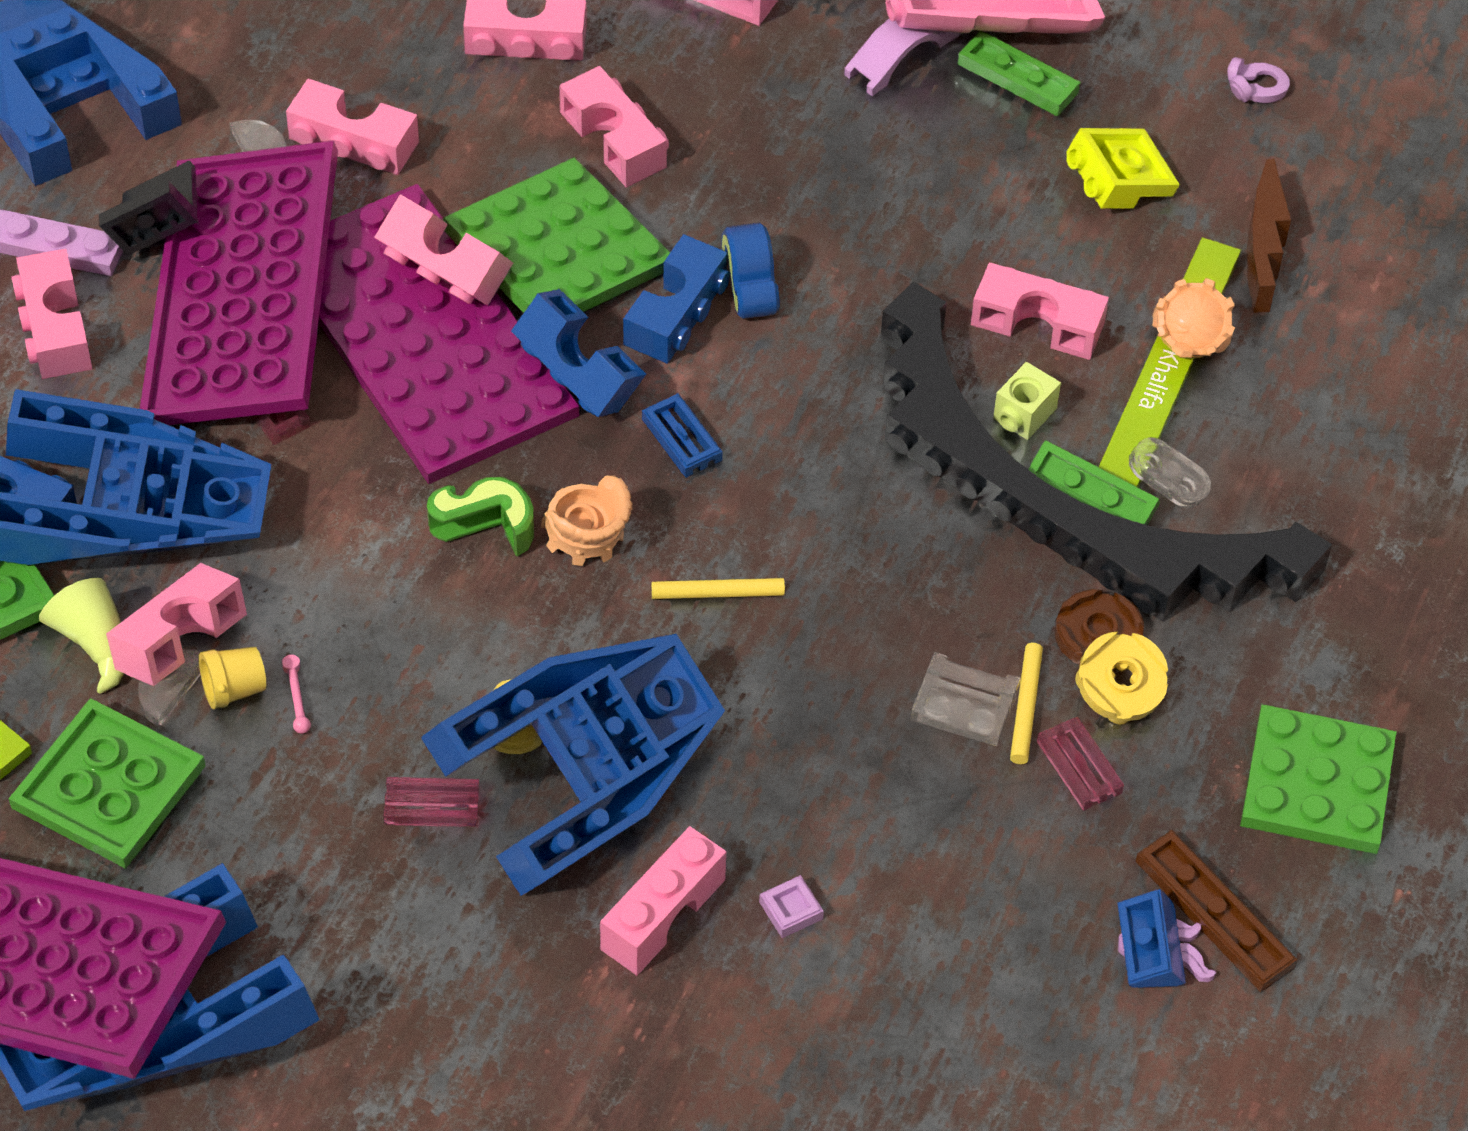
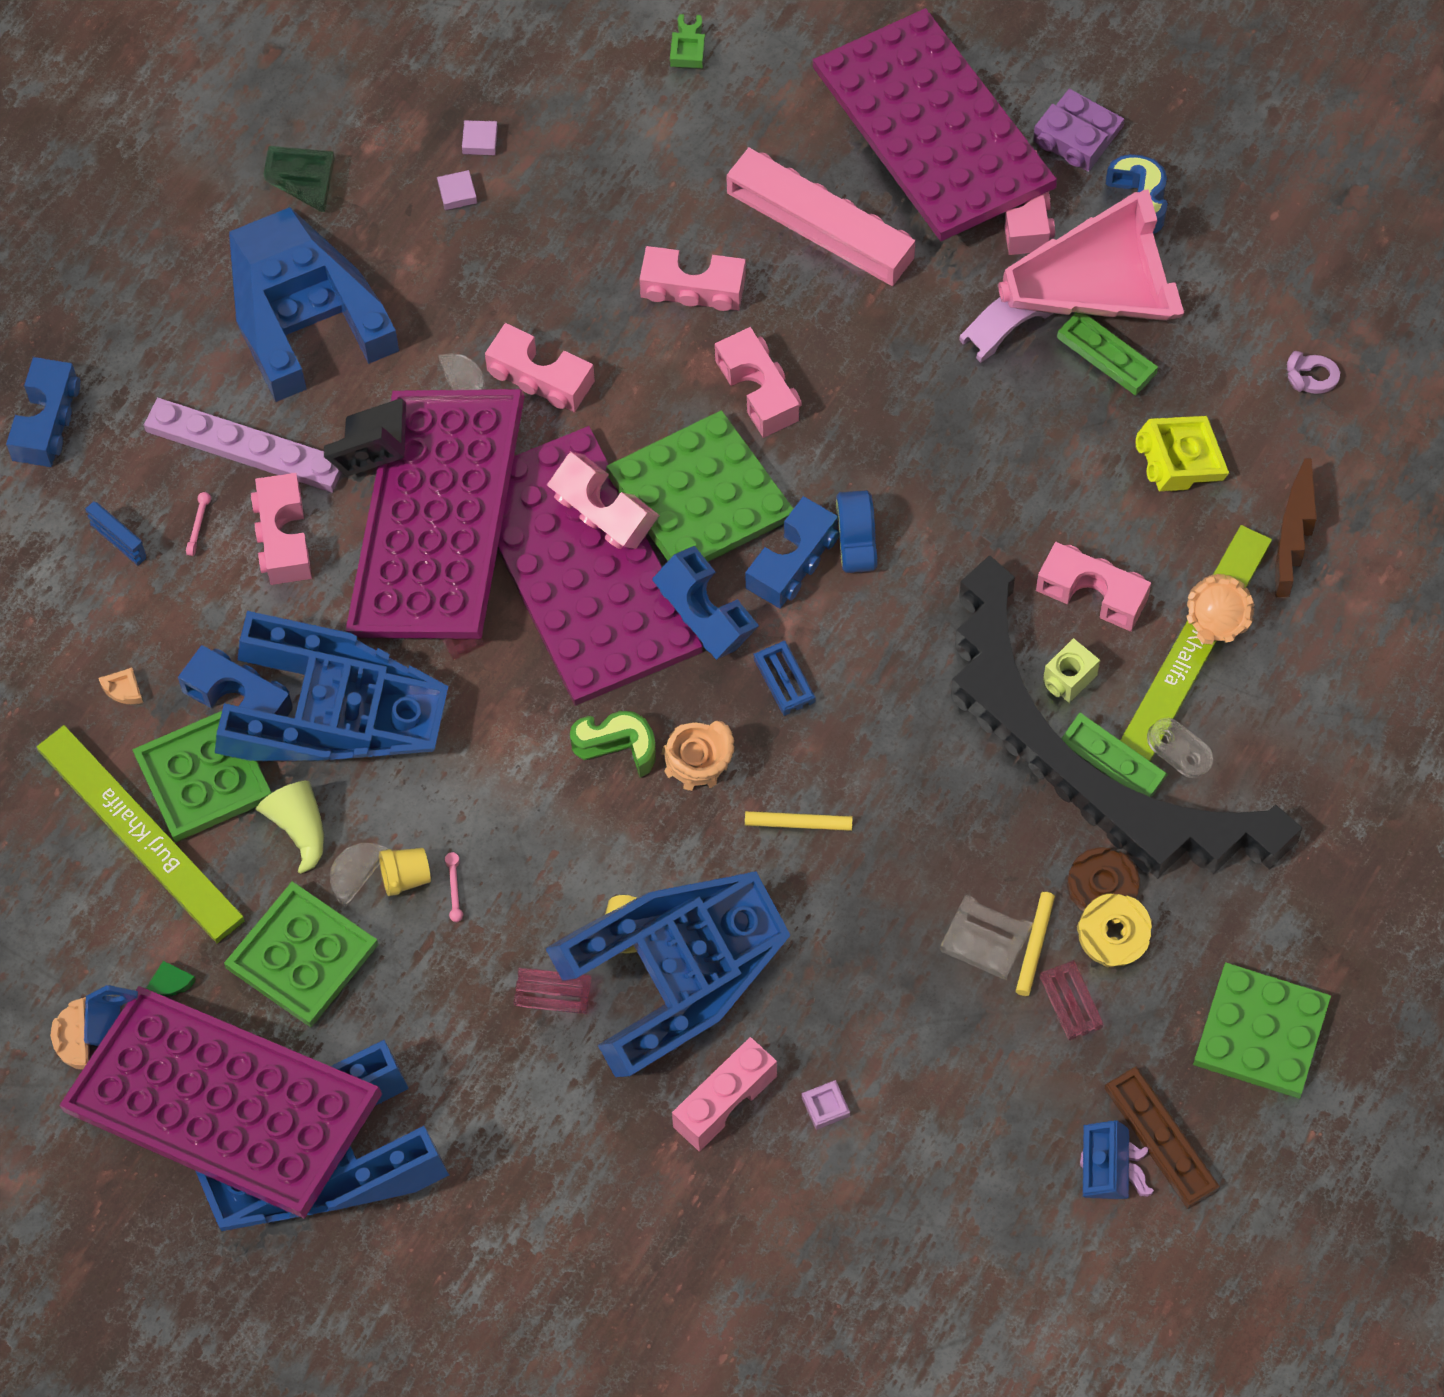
camera: 10 degrees right, 10 degrees up
(149, 639) = (381, 804): bright pink arch -> none

